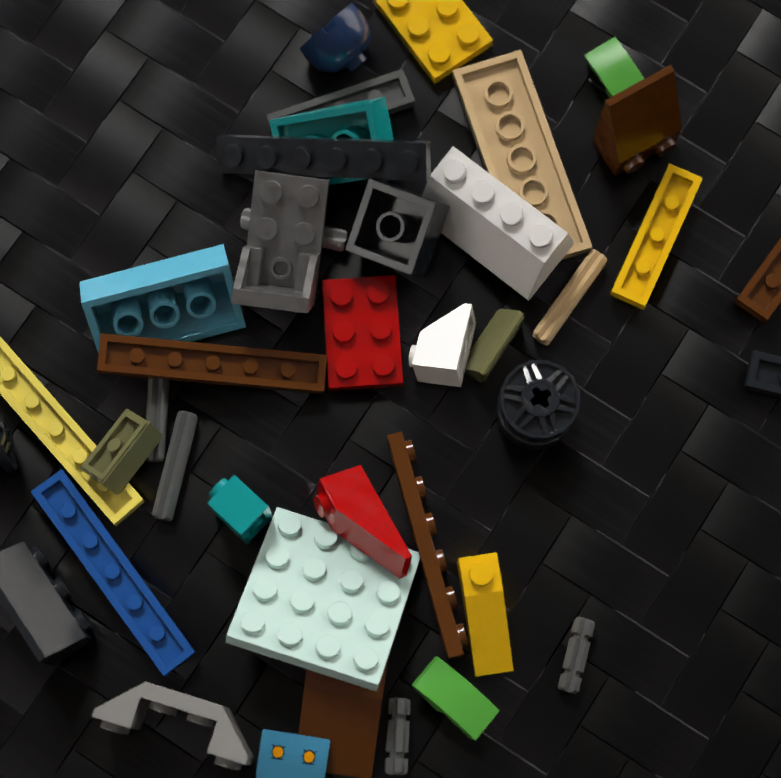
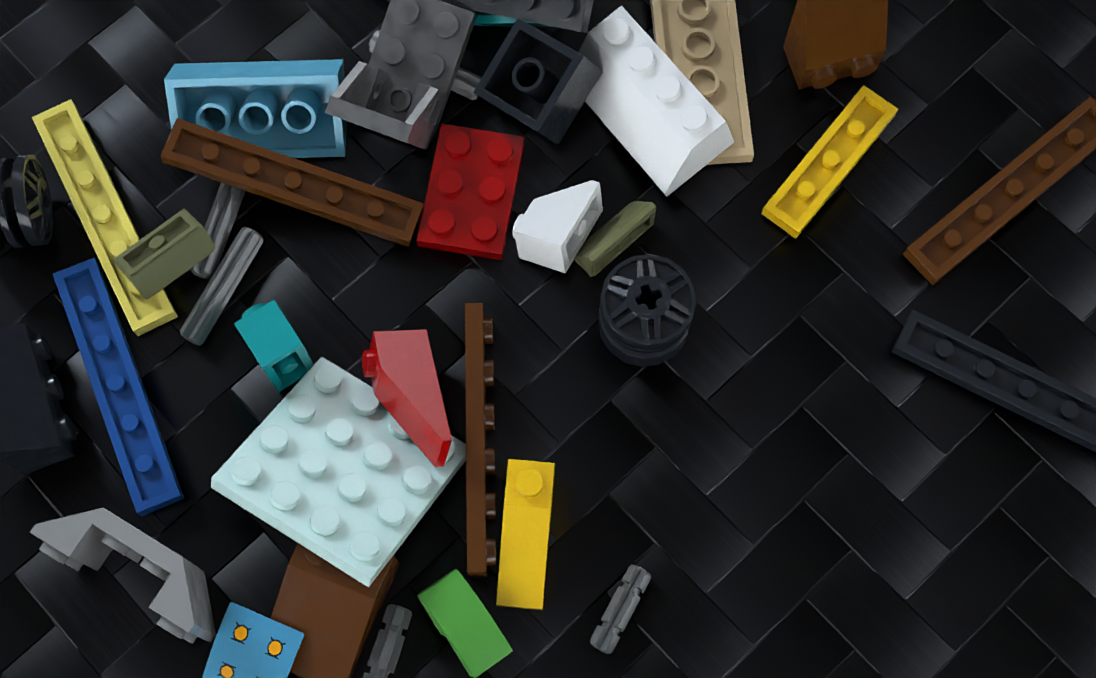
camera: 15 degrees right, 5 degrees down
(569, 297) = (714, 205): tan axle -> none

